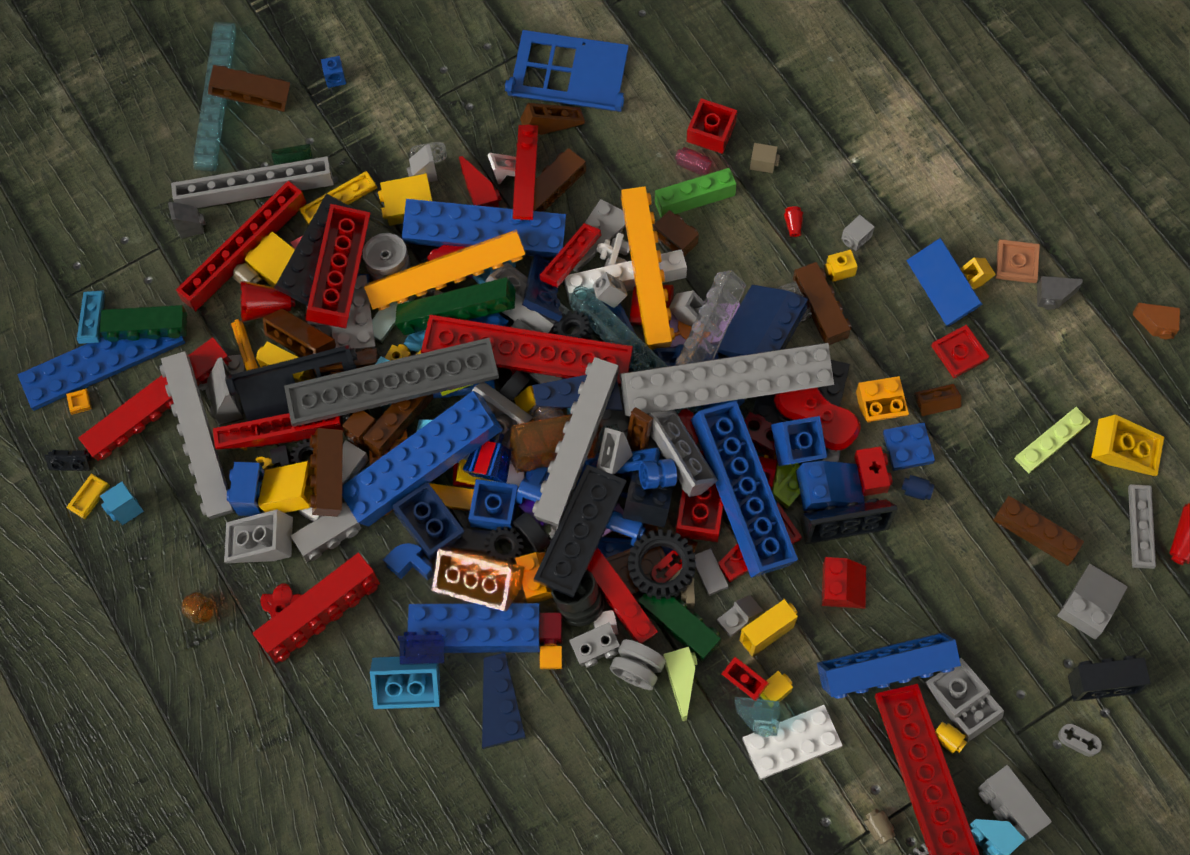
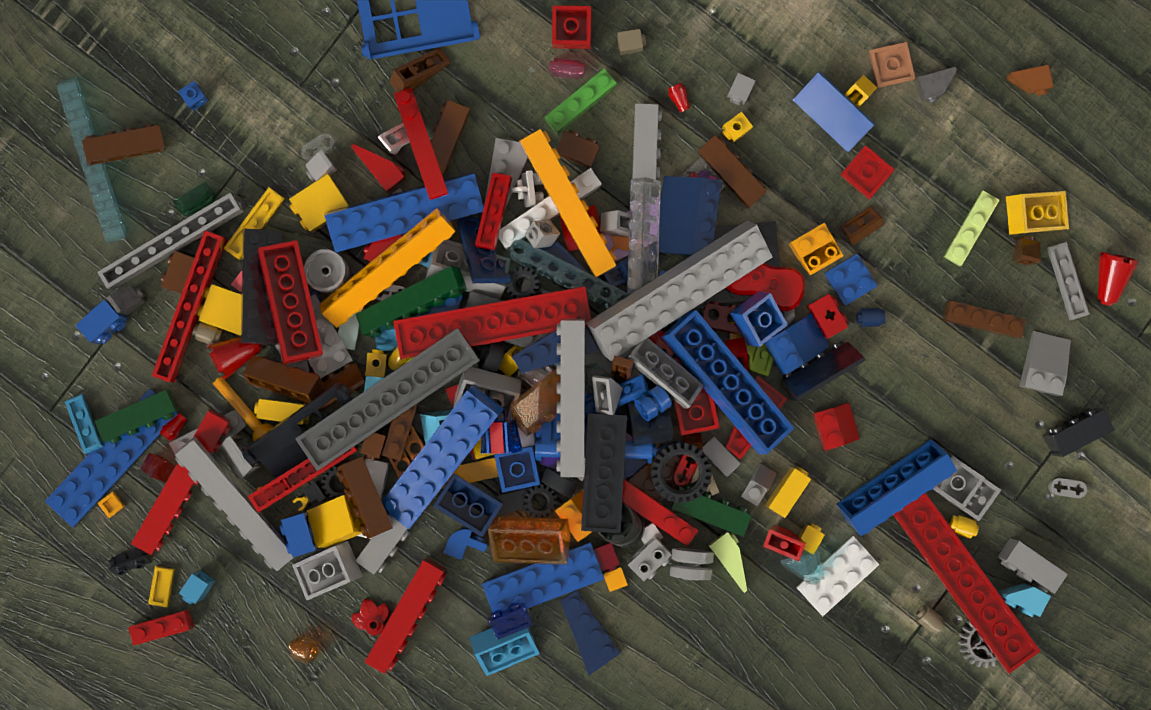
camera: 25 degrees left, 20 degrees up
(67, 532) = (161, 627): none -> red brick
(139, 377) = (157, 467): none -> clear red brick
(153, 229) = (101, 323): none -> blue brick
(172, 348) = (173, 427): none -> red cone
(243, 211) = (177, 272): none -> reddish brown brick
(747, 245) = (645, 141): none -> light grey brick
(1104, 479) = (1027, 251): none -> reddish brown slope

